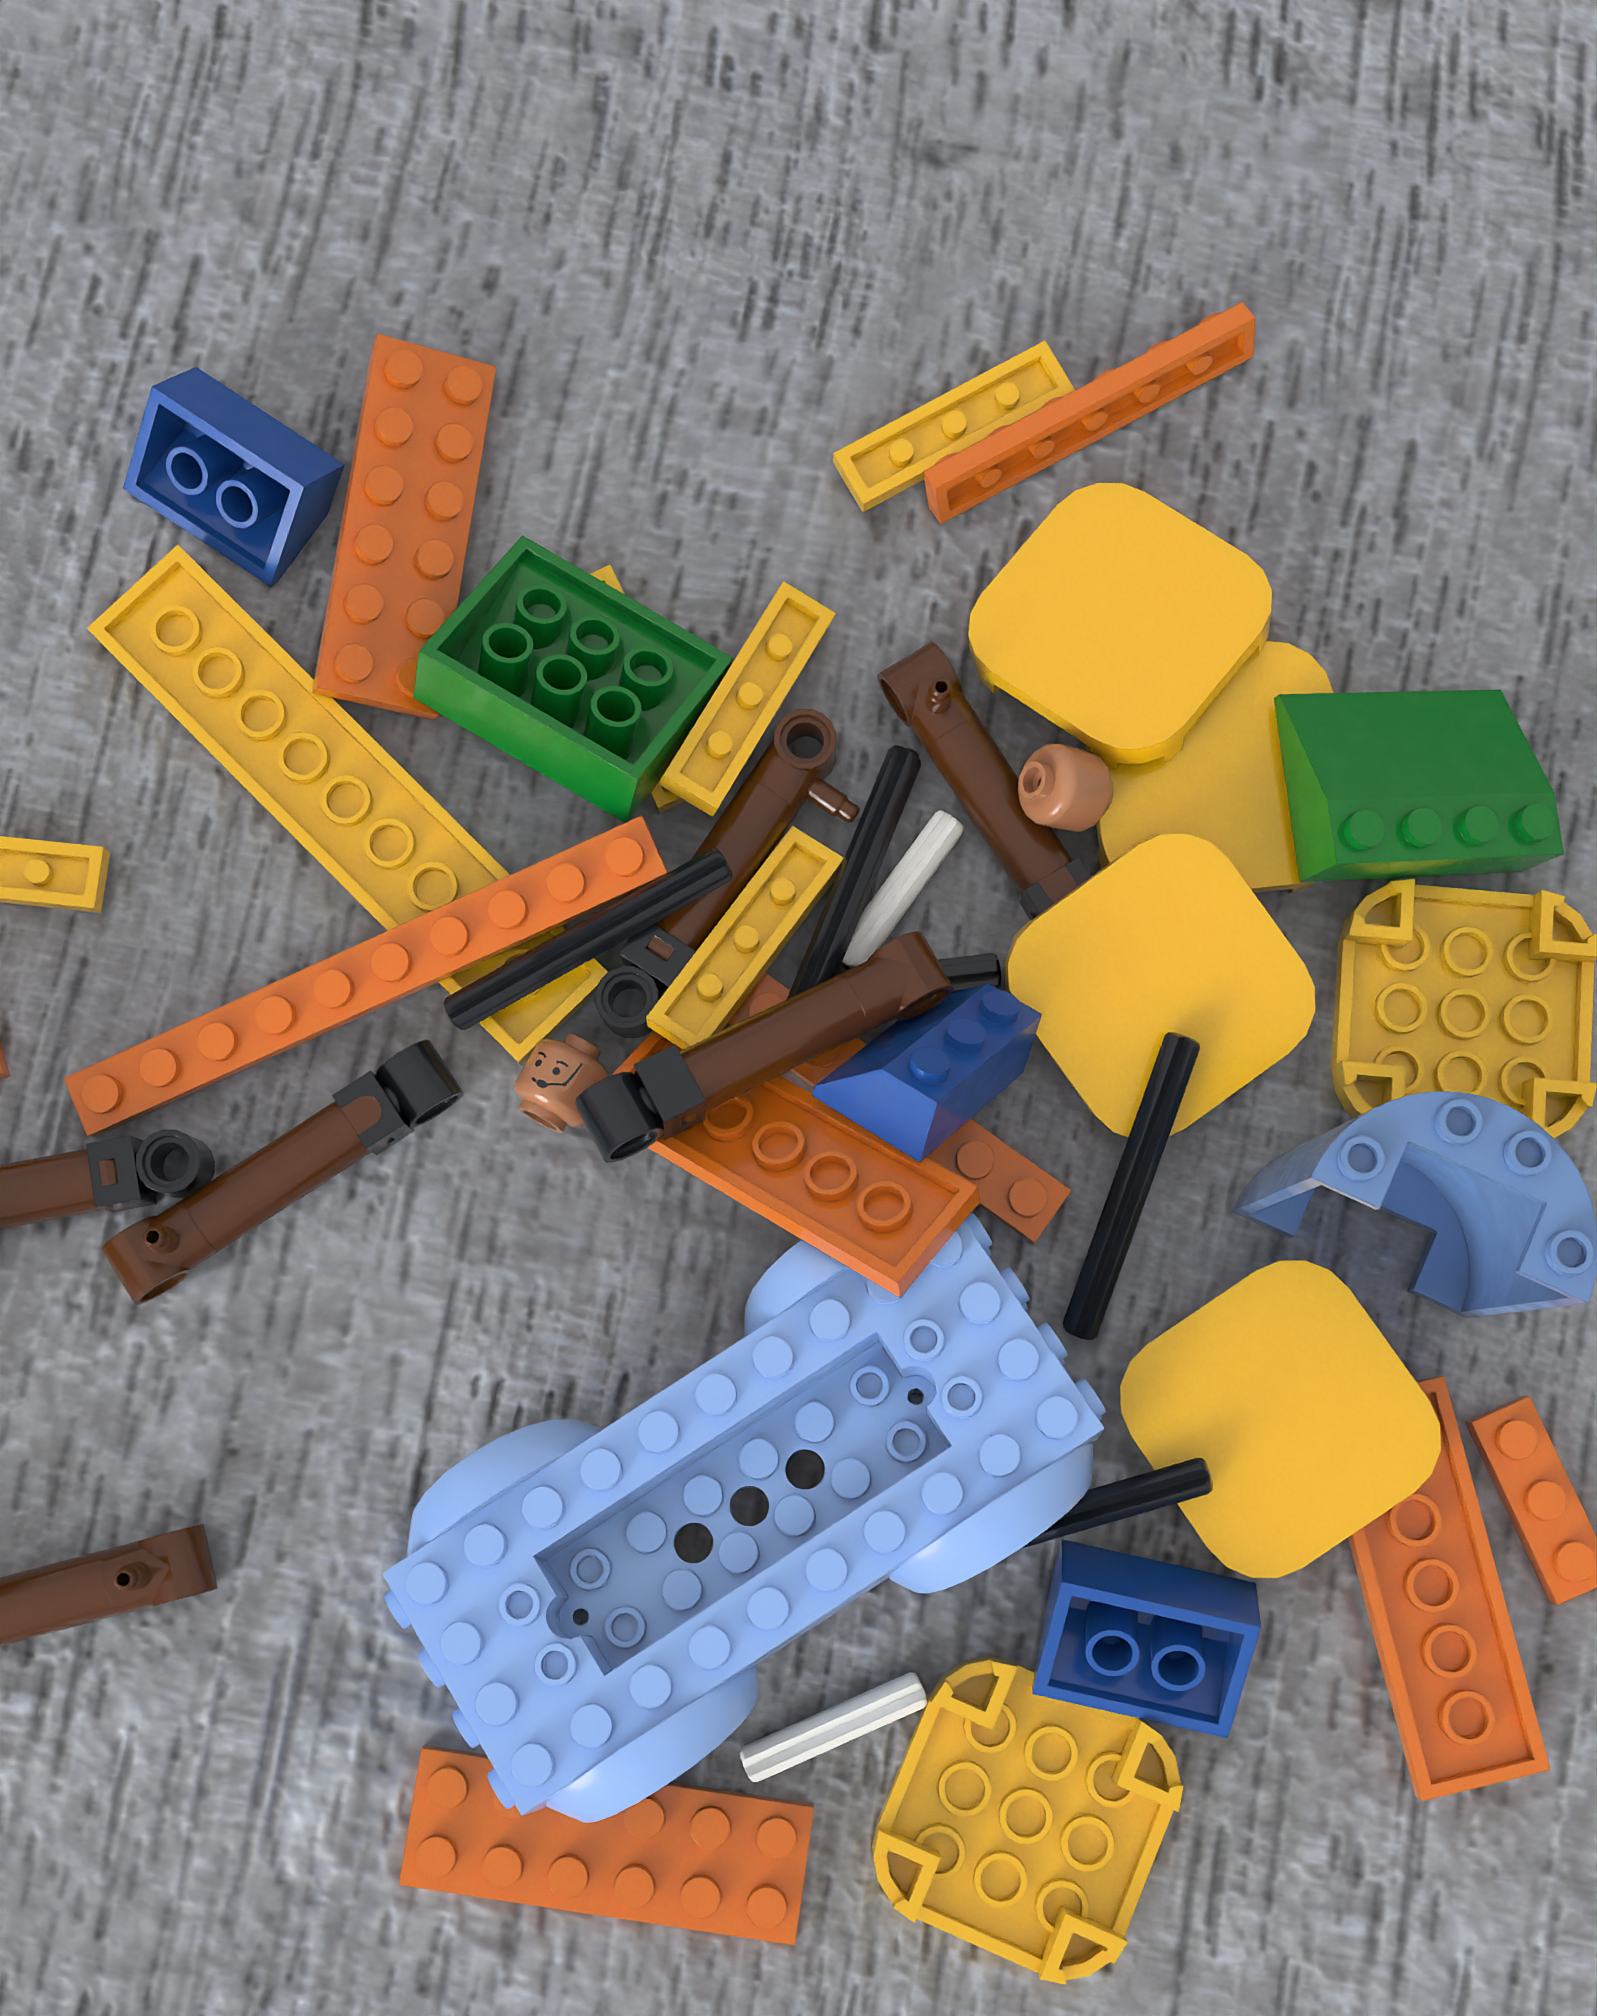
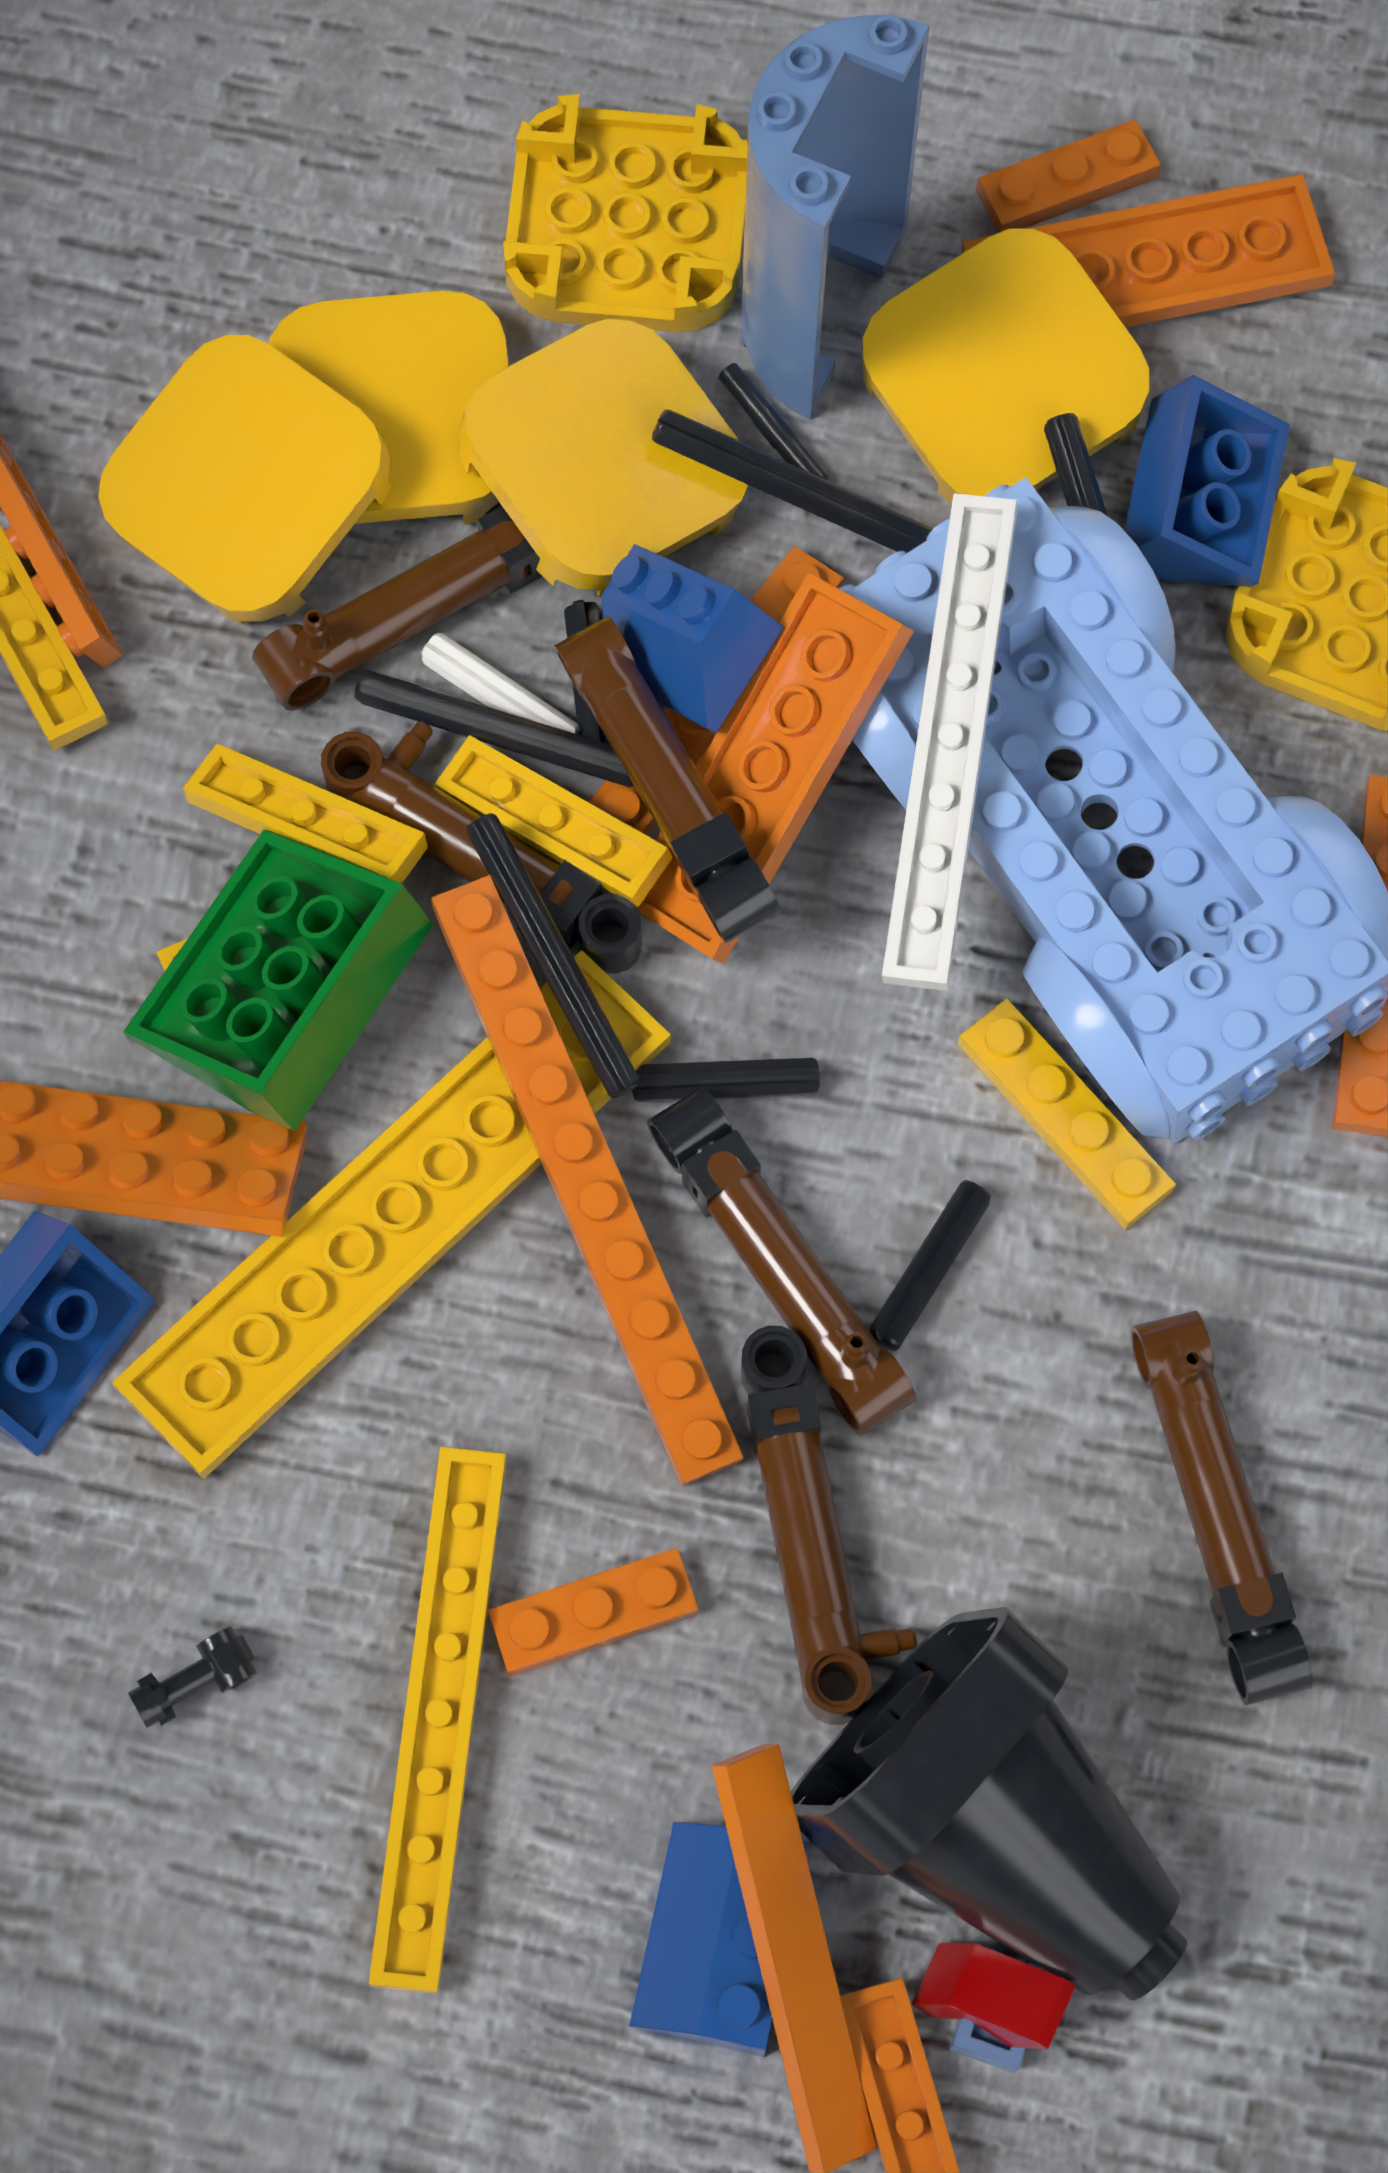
camera: 90 degrees left, 10 degrees down
(280, 1322) = (929, 1265): none -> black axle
(383, 1507) = (1066, 1114): none -> yellow plate
(478, 1121) = (728, 1079): none -> black axle
(555, 1078) = (692, 993): nougat head -> none
(788, 1338) = (950, 743): none -> white plate
(833, 1727) = (1290, 744): white axle -> none
(1065, 787) = (411, 523): nougat head -> none
(1215, 1170) = (768, 420): none -> black piece
(1412, 785) = (412, 236): green slope -> none

